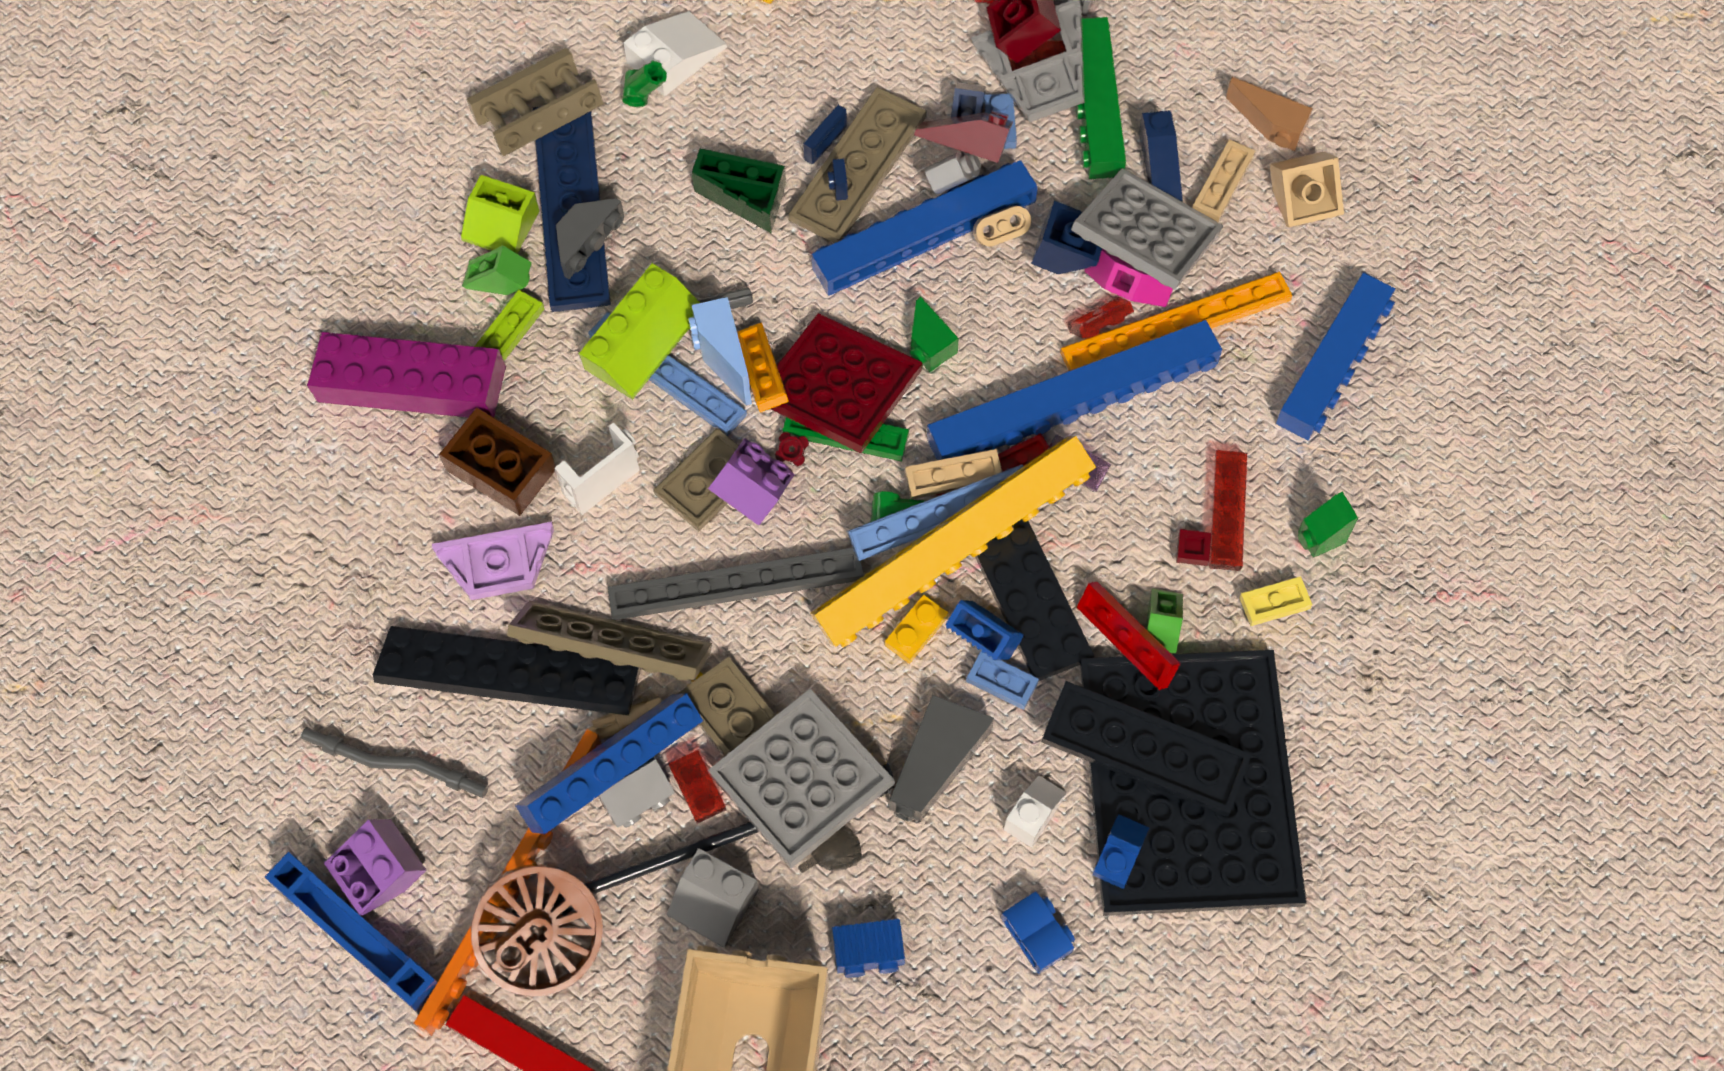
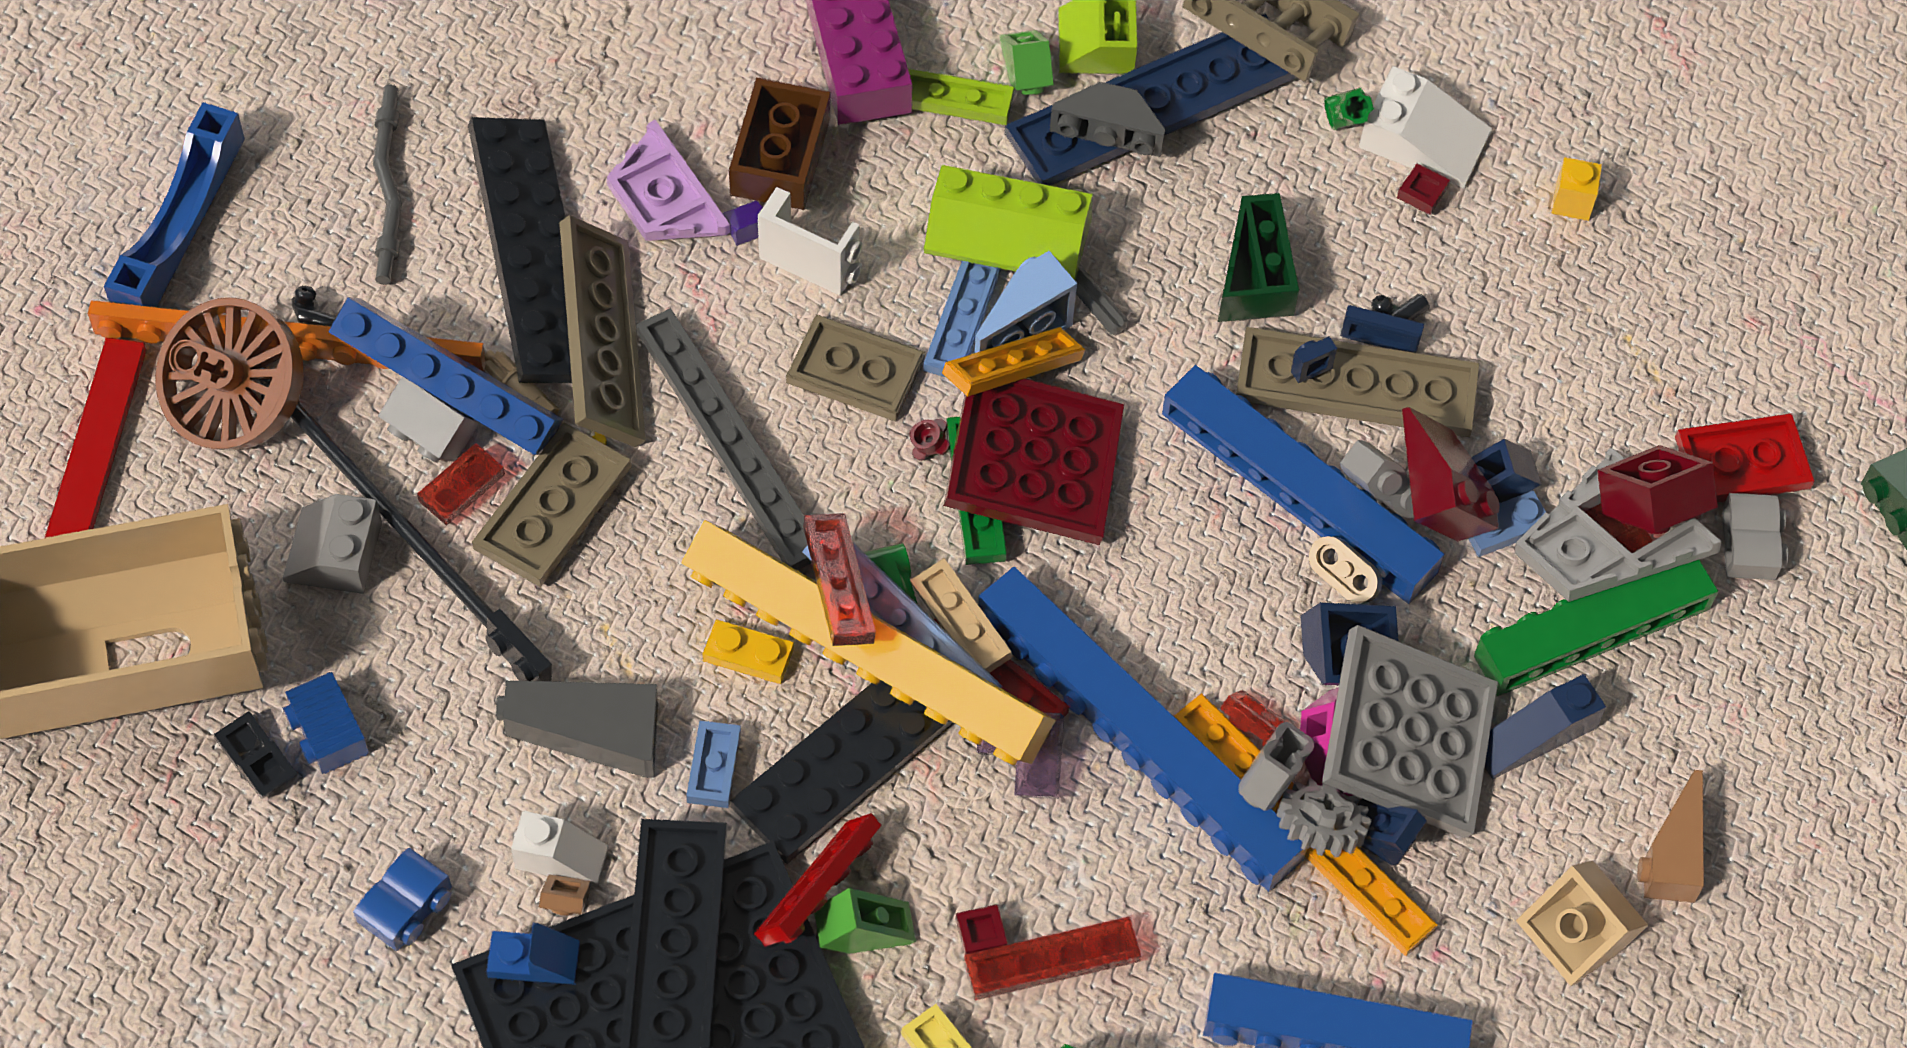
camera: 65 degrees right, 5 degrees down
(375, 865) = (260, 205): medium lavender slope -> none
(490, 858) = (307, 308): none -> black arm
(549, 509) = (744, 222): none -> dark purple slope
(721, 68) = (1423, 189): none -> dark red plate
(752, 481) = (862, 405): medium lavender slope -> none
(801, 777) = (497, 574): light grey plate -> none
(812, 121) = (1409, 310): none -> black arm
(836, 853) = (436, 651): clear smoke piece -> none
(873, 1010) = (255, 755): none -> black slope
(912, 534) = (839, 579): none -> clear red plate
(931, 338) = (1145, 536): green slope -> none
(984, 630) = (763, 716): blue brick -> none
(1072, 815) = (564, 895): none -> medium nougat plate
(1150, 314) = (1275, 766): none -> light grey brick
(1192, 303) = (1323, 818): none -> light grey gear
(1207, 273) = (1391, 830): none -> dark blue slope
(1224, 180) = (1544, 815): tan plate -> none

